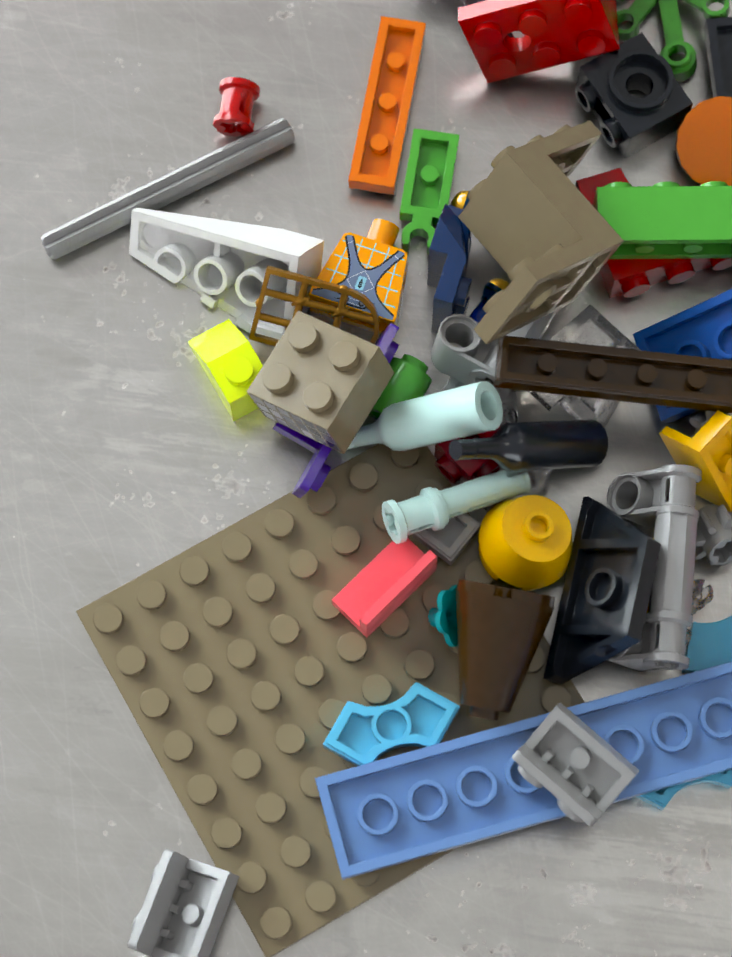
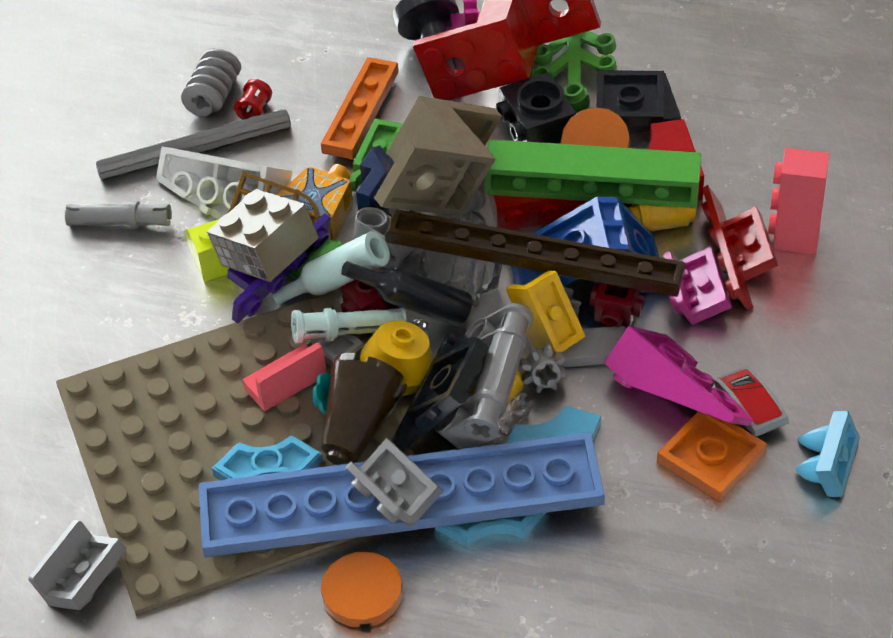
camera: 10 degrees right, 25 degrees down
(95, 326) = (126, 214): none -> light grey pin
(171, 81) = (211, 82): none -> light grey piece
(545, 893) = (361, 589): none -> orange tile

